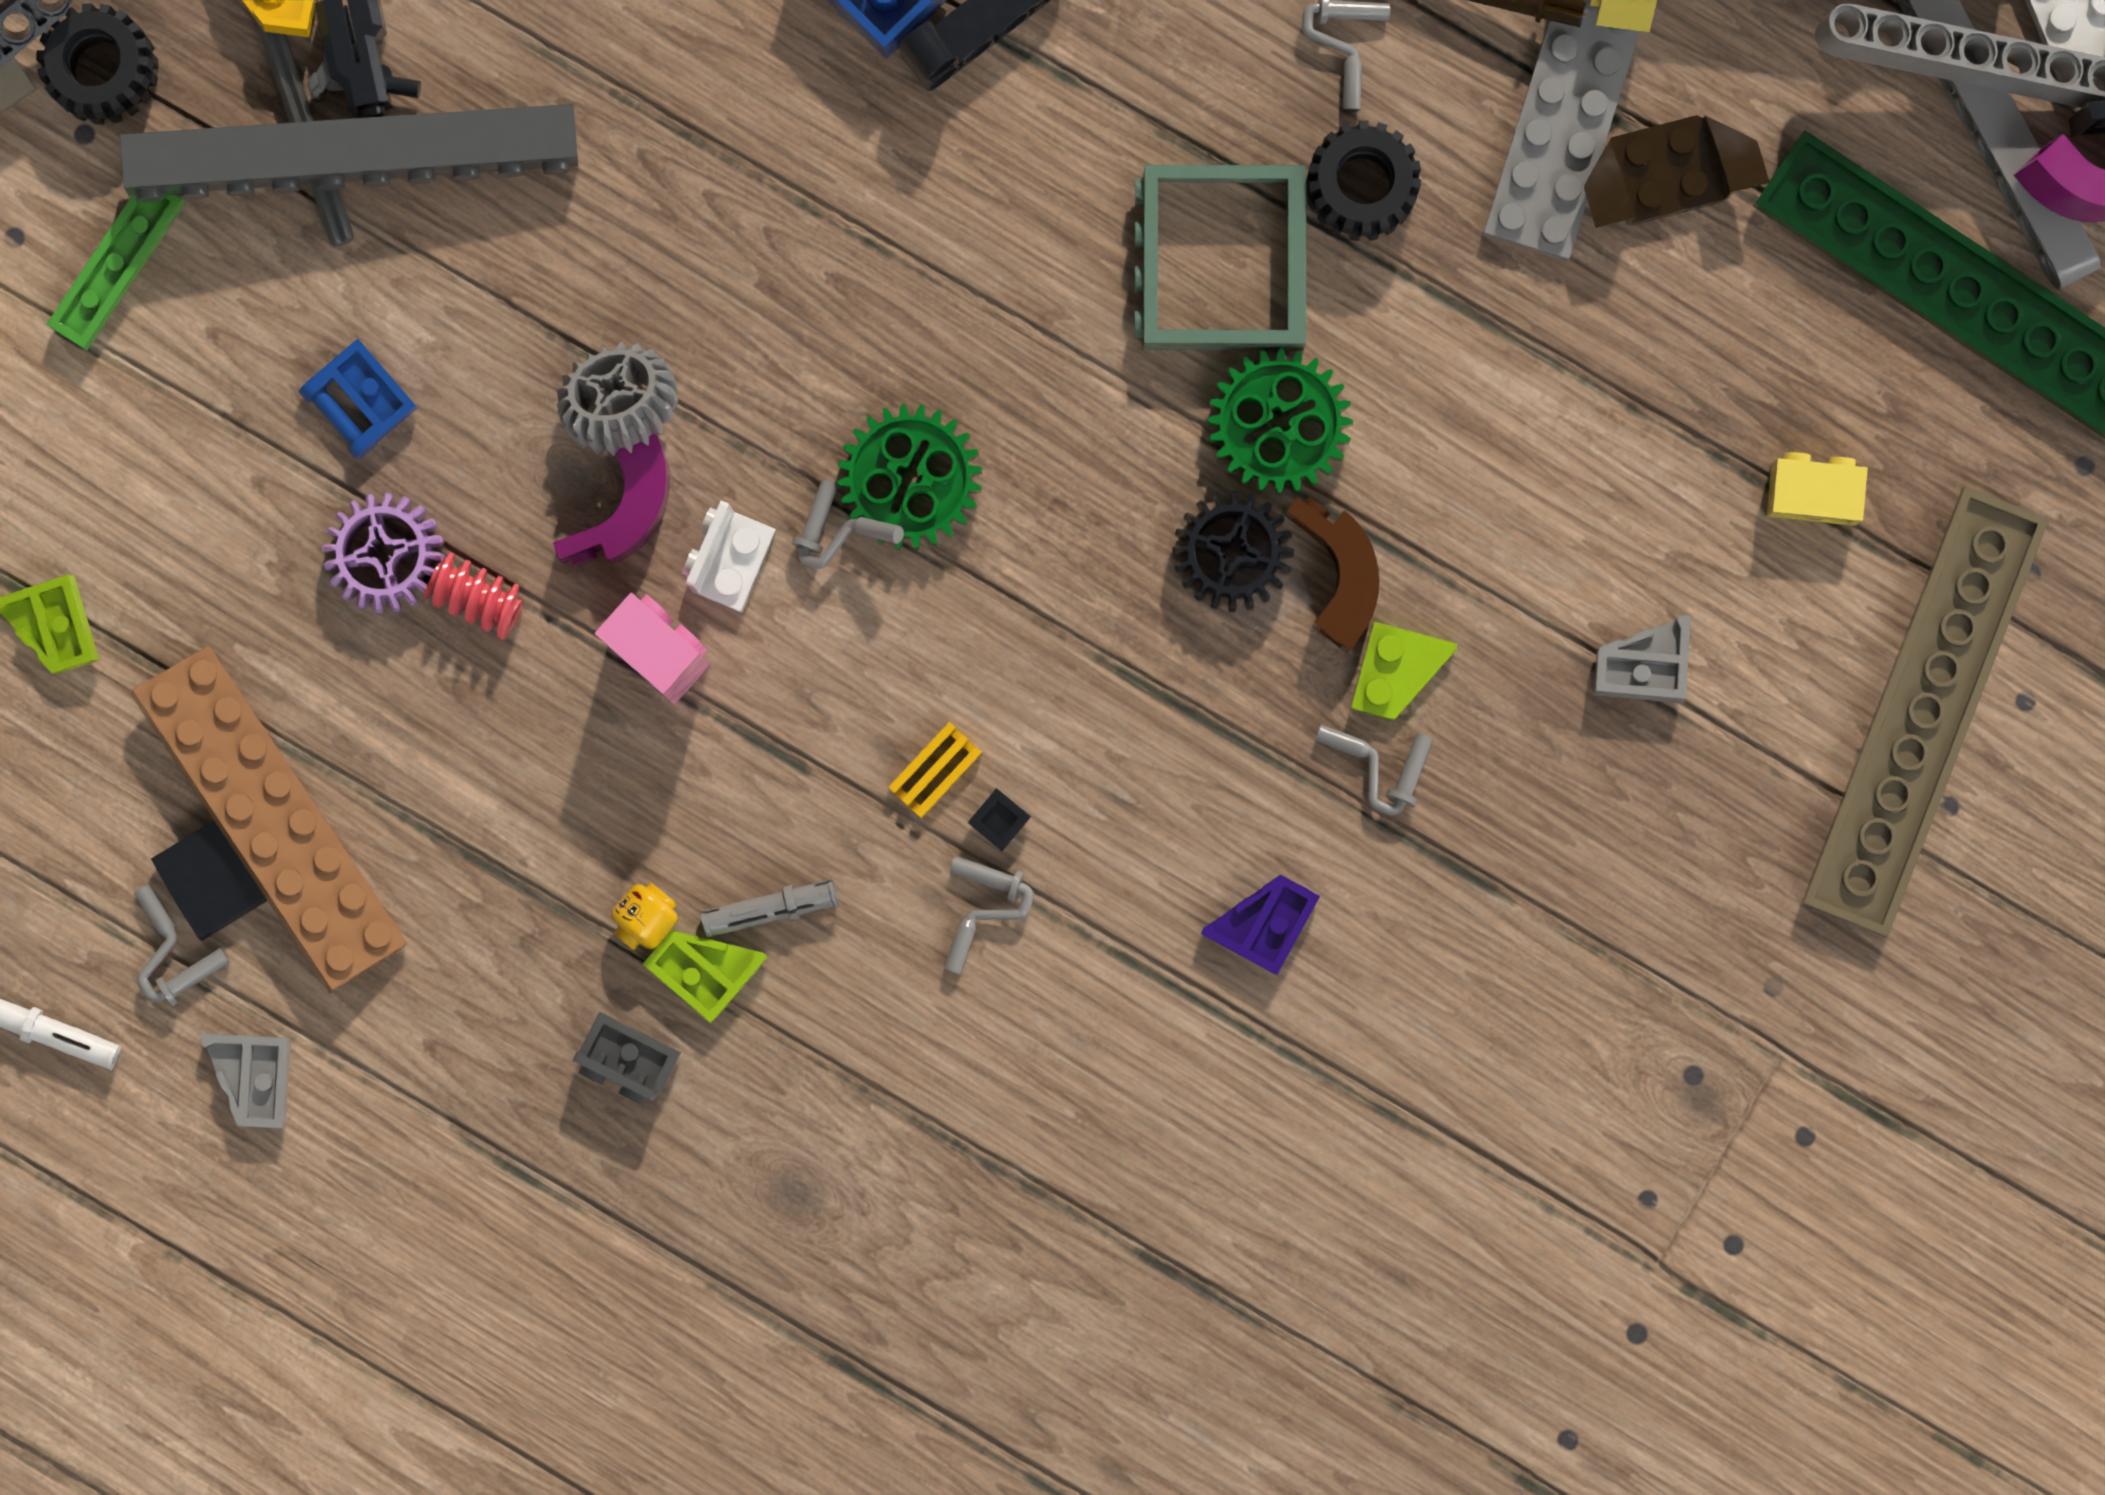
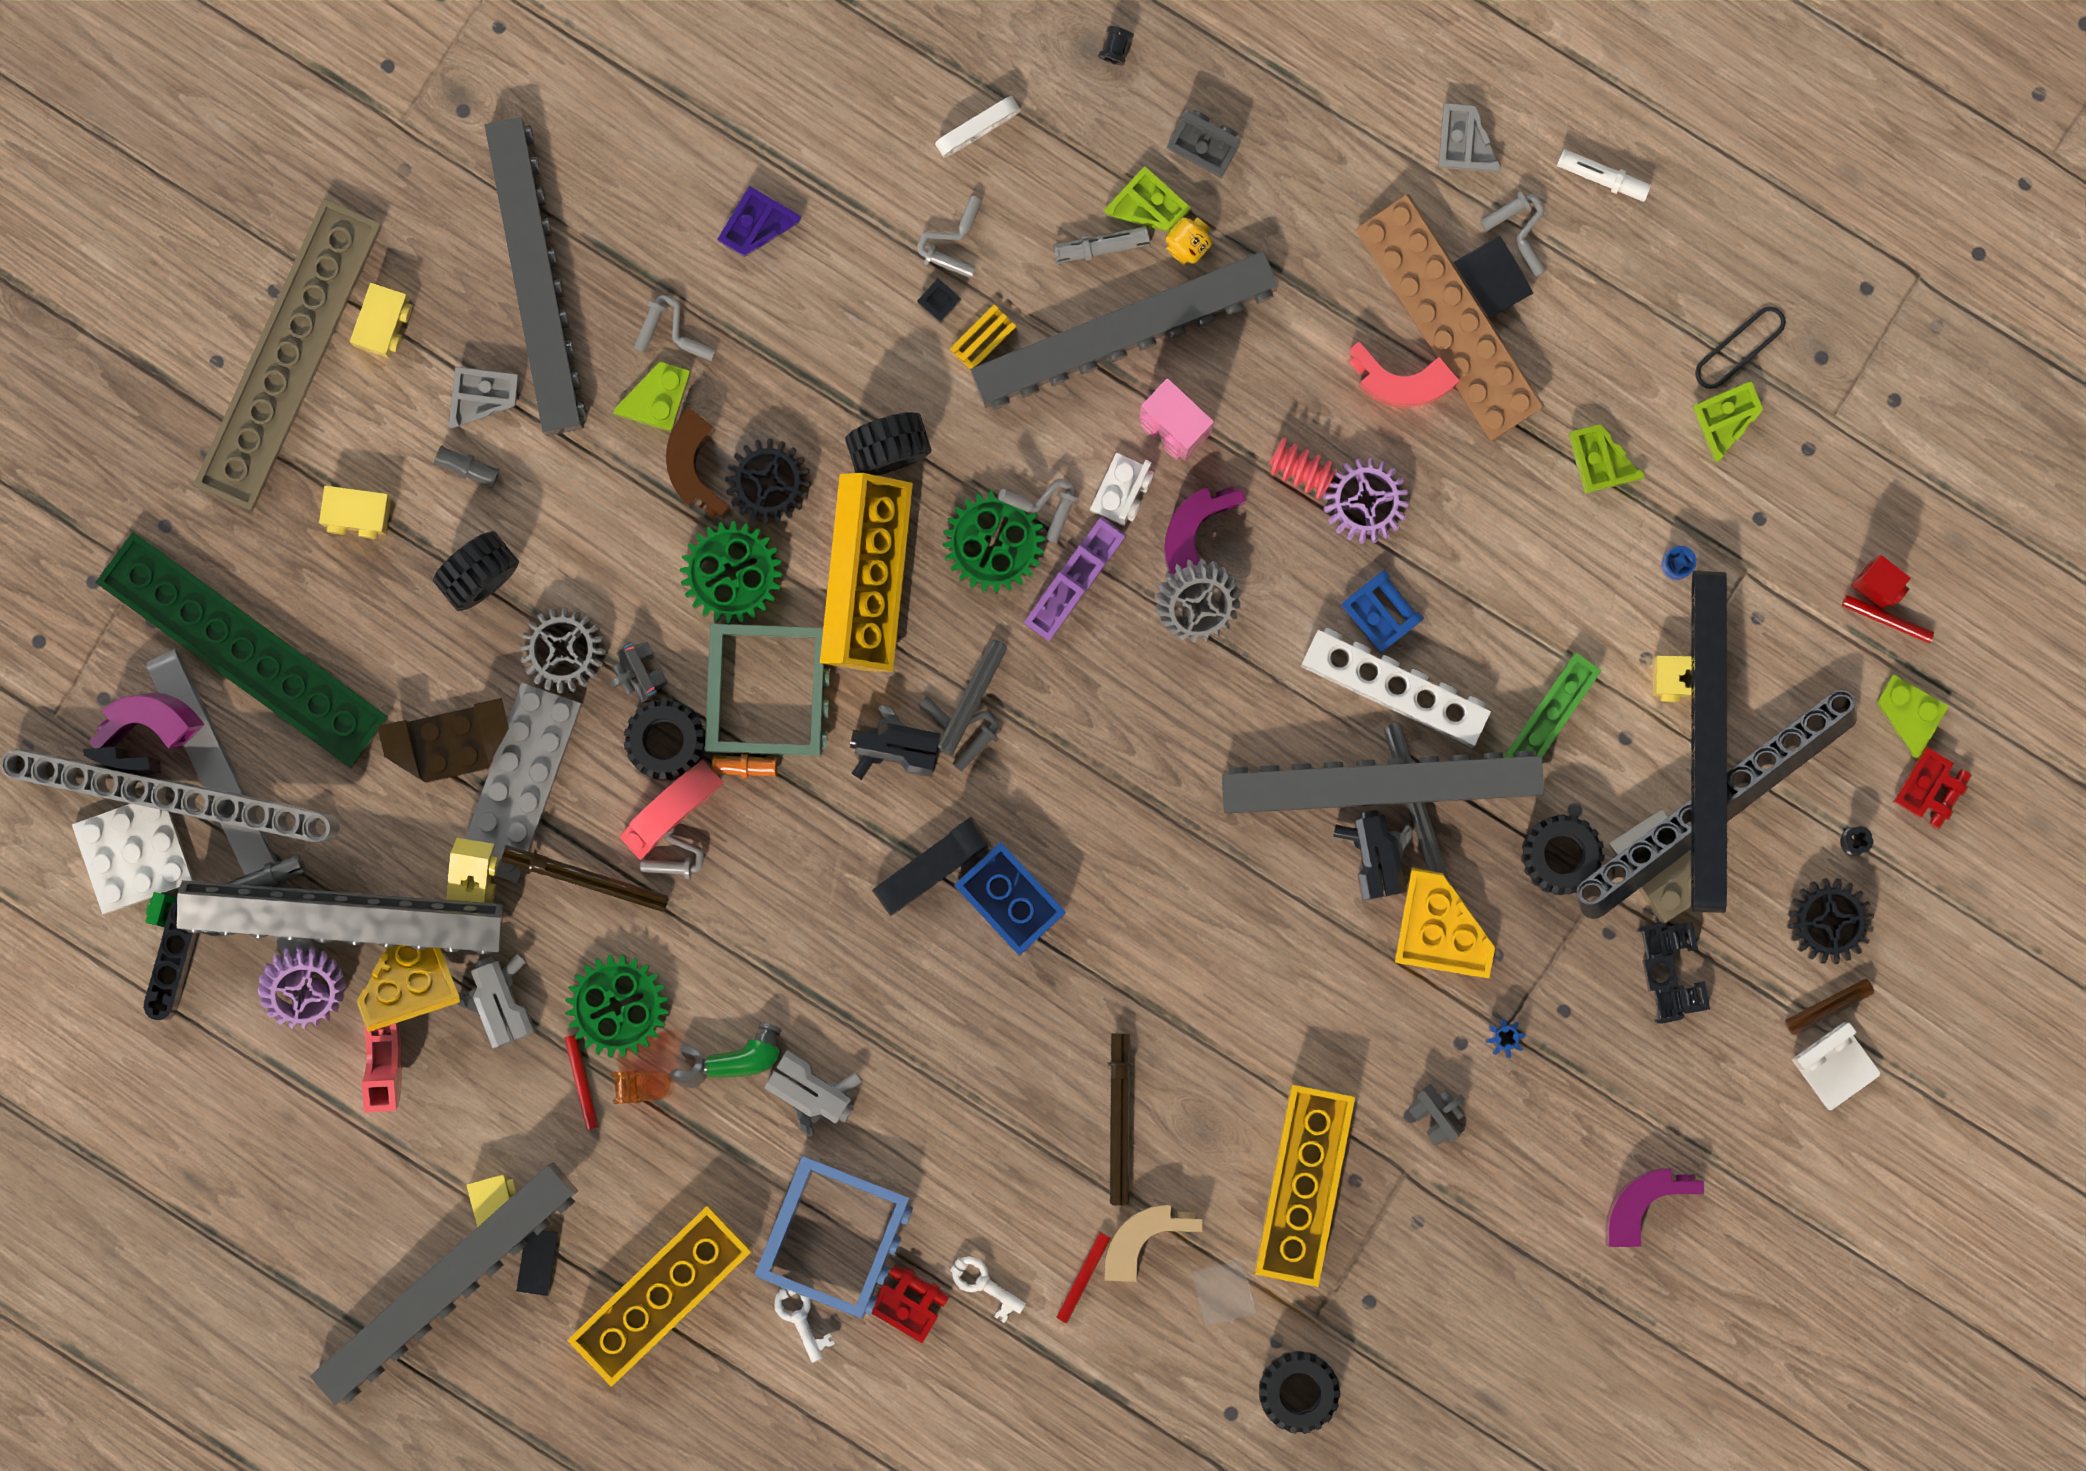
camera: 175 degrees left, 0 degrees up
(236, 236) = (1464, 731): none -> white brick
(311, 713) = (1401, 391): none -> coral arch
(733, 785) = (1124, 330): none -> dark grey brick
(757, 1198) = (1116, 45): none -> black bush
(792, 430) = (1075, 579): none -> medium lavender slope
(910, 207) = (978, 744): none -> dark grey piece
(933, 257) = (972, 697): none -> dark grey axle
(952, 1073) = (977, 126): none -> white beam
(1038, 188) = (888, 744): none -> black piece
(1063, 603) = (888, 443): none -> black tyre
(1088, 421) = (866, 572): none -> yellow brick
(1249, 151) = (745, 765): none -> orange pin
(1348, 85) = (670, 808): none -> coral arch
(1414, 295) = (633, 674): none -> dark grey hips
(1530, 317) = (571, 638): none -> light grey gear
(1579, 835) = (534, 277): none -> dark grey brick
(1641, 403) = (475, 571): none -> black tyre
(1662, 560) = (466, 466): none -> dark grey pin
(1794, 763) = (381, 321): none -> light yellow brick

